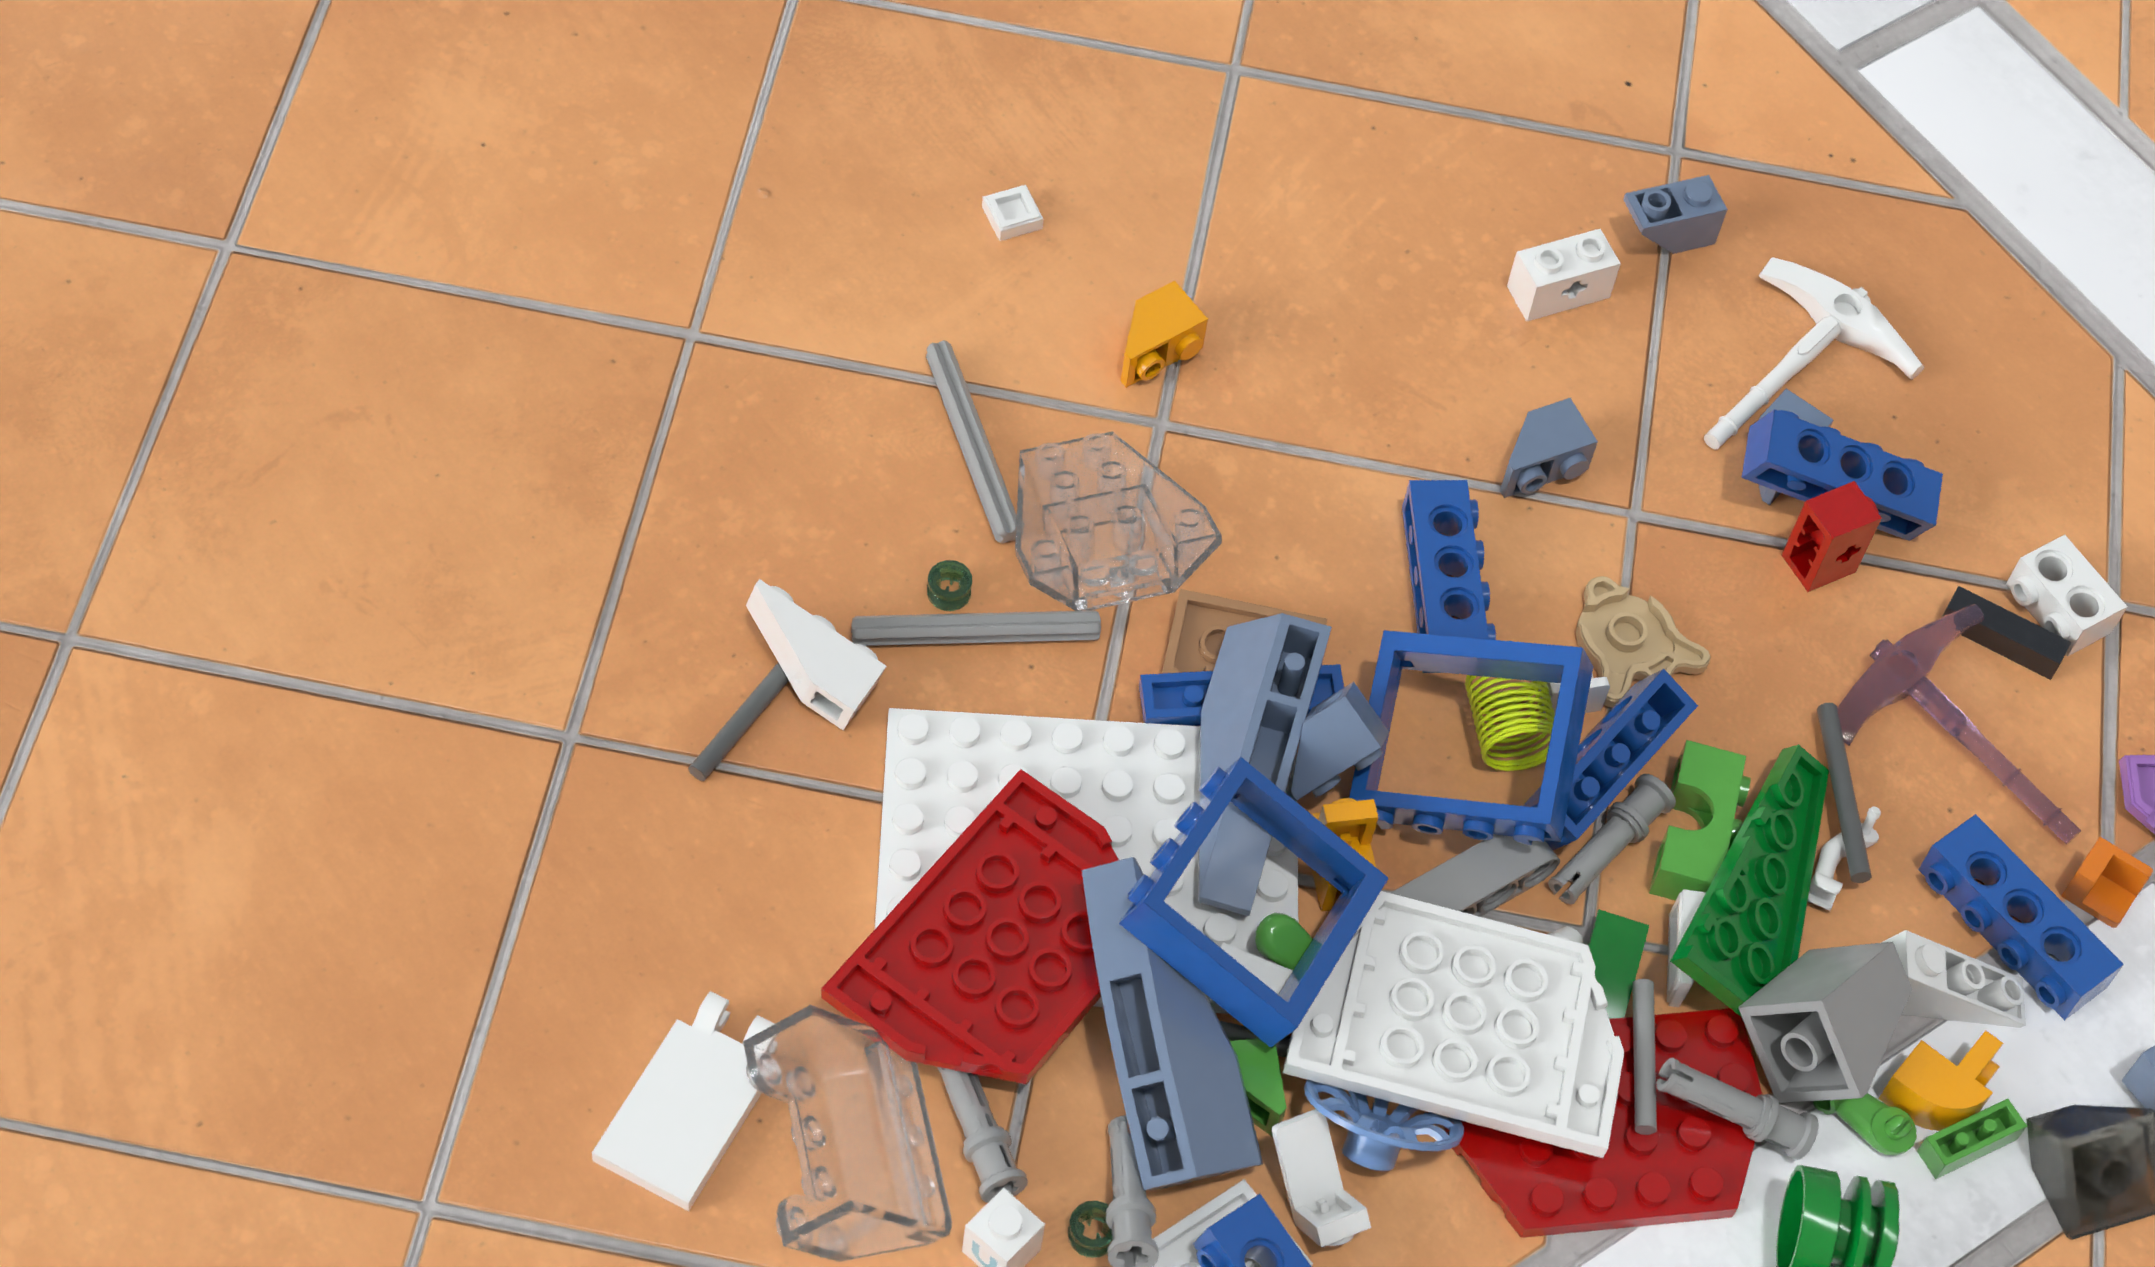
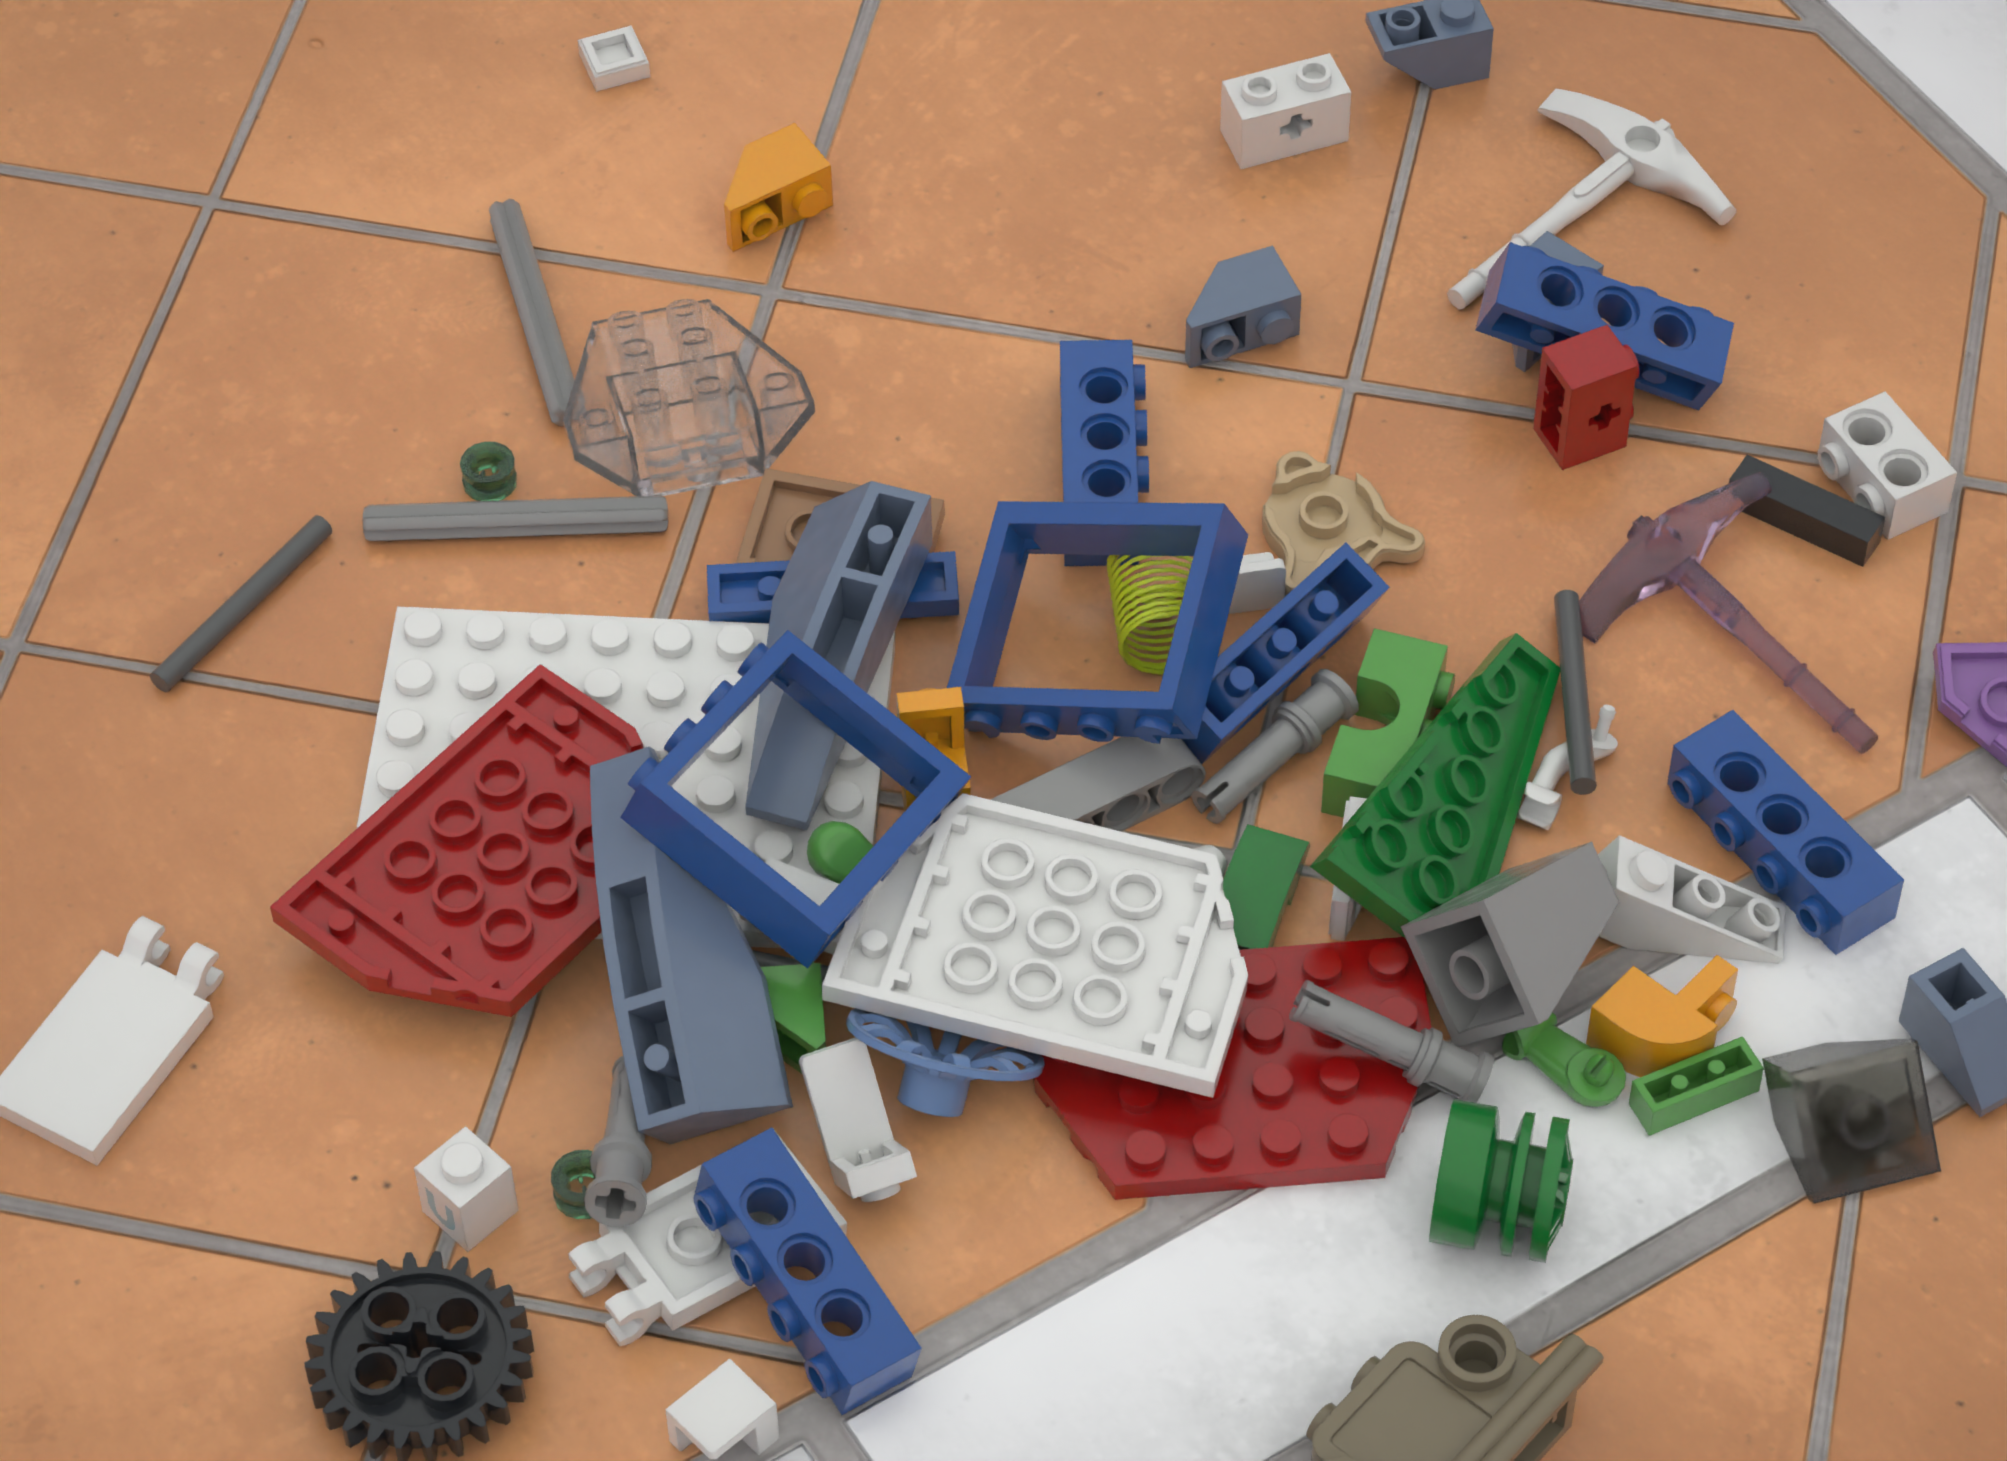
camera: 10 degrees right, 5 degrees down
(819, 662) = (317, 555): white slope -> none
(857, 1136) = (302, 1071): clear windscreen -> none
(985, 1141) = (459, 1084): light grey pin -> none
(1335, 737) = (920, 622): sand blue slope -> none
(1644, 1057) = (1282, 987): light grey bar -> none
(2107, 882) = (1901, 792): orange panel -> none

